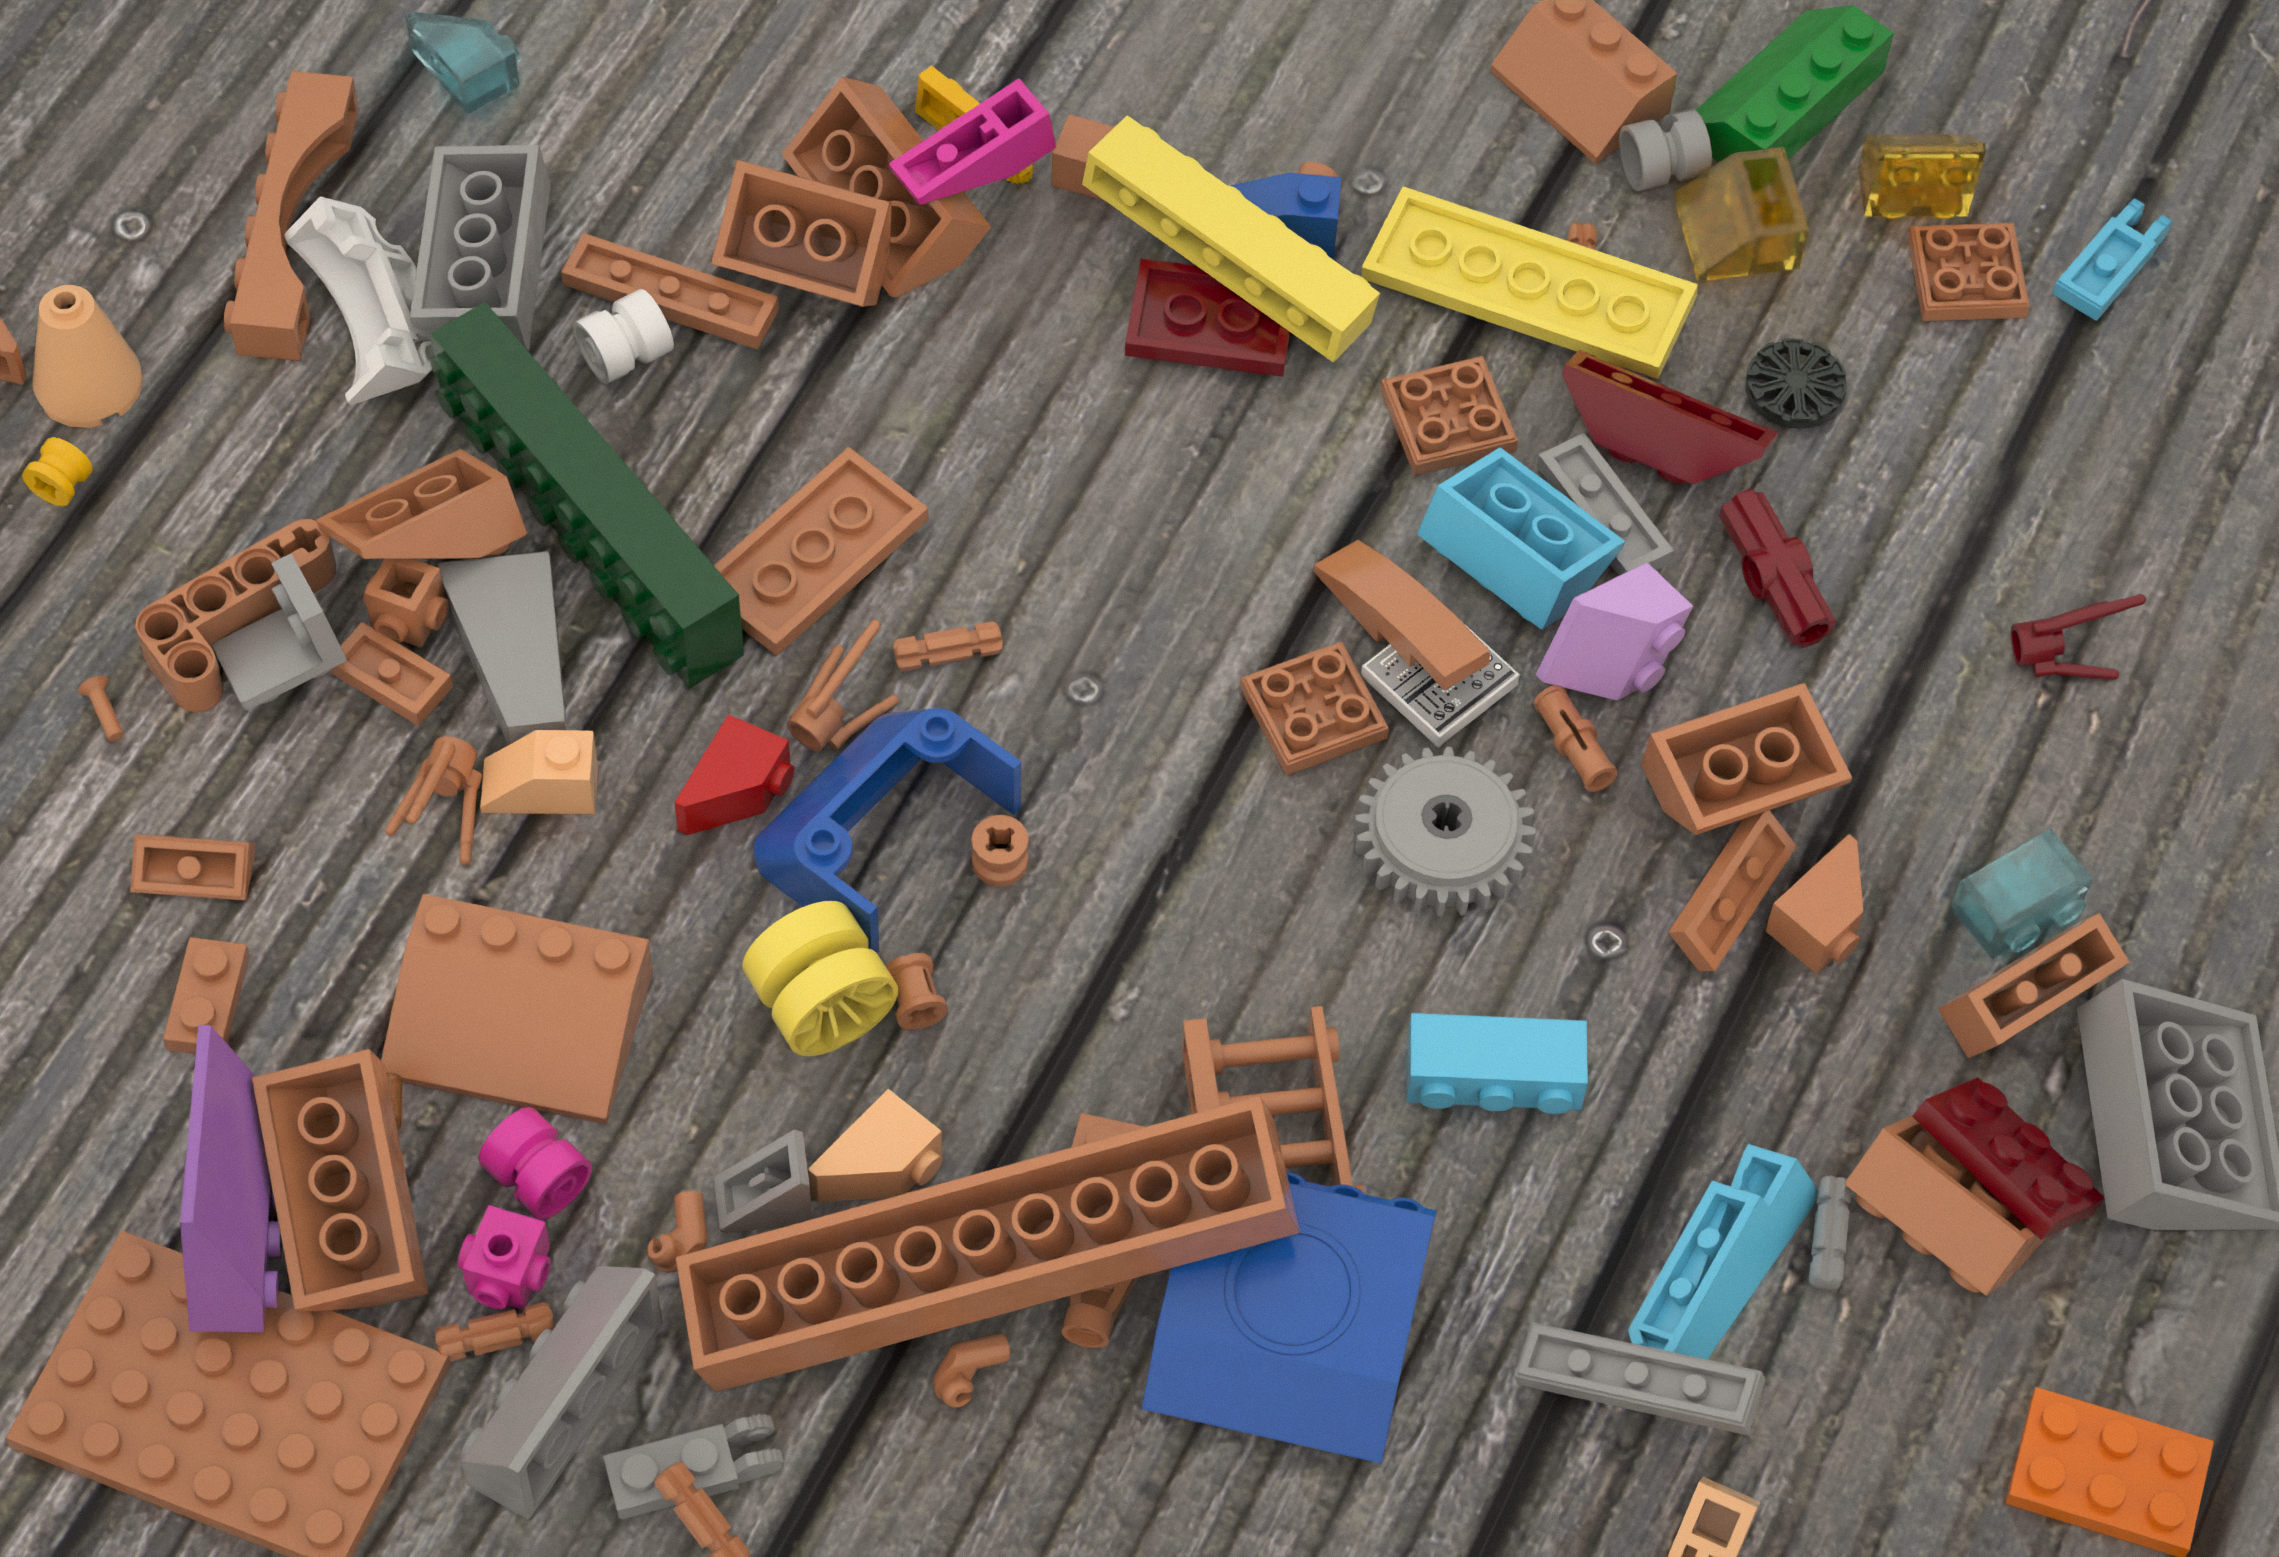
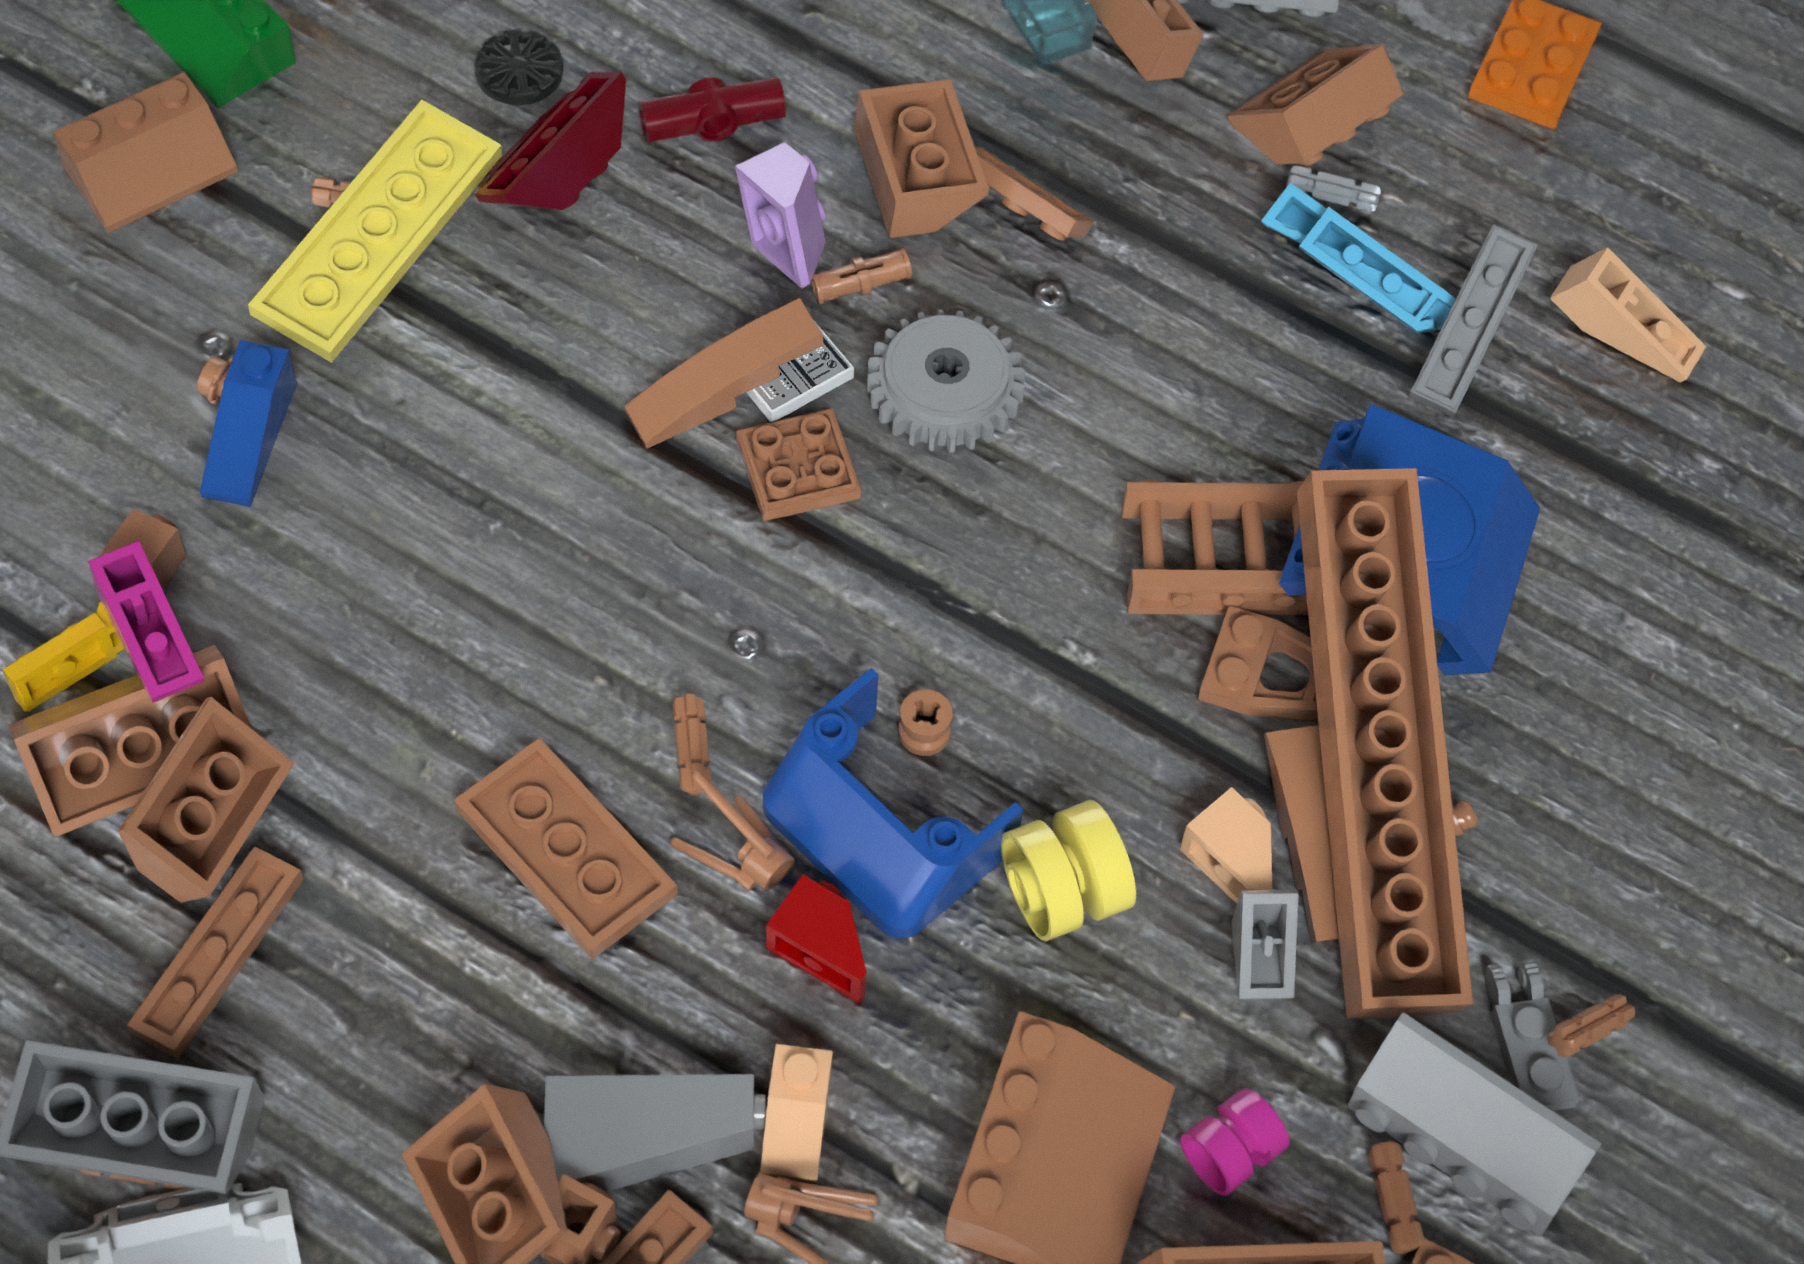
camera: 85 degrees left, 0 degrees up
(505, 1259) = (1337, 1173): dark pink brick -> none
(587, 496) = (474, 1035): dark green brick -> none
(629, 333) = (273, 991): white wheel -> none
(686, 1238) = (1305, 1024): nougat arm -> none
(916, 992) = (1056, 800): nougat bush -> none
(1198, 321) = (356, 482): dark red plate -> none
(1230, 238) = (289, 438): light yellow brick -> none
(1448, 415) = (500, 319): nougat tile -> none
(1496, 1062) = (1176, 378): medium azure brick -> none
(1518, 536) = (659, 276): medium azure slope -> none
(1590, 483) = (628, 218): light grey plate -> none
(1657, 151) = (254, 106): light grey wheel -> none
(1743, 216) = (343, 62): clear yellow slope -> none
(1822, 909) = (1046, 134): nougat slope -> none
(2009, 1157) = (1287, 56): dark red plate -> none

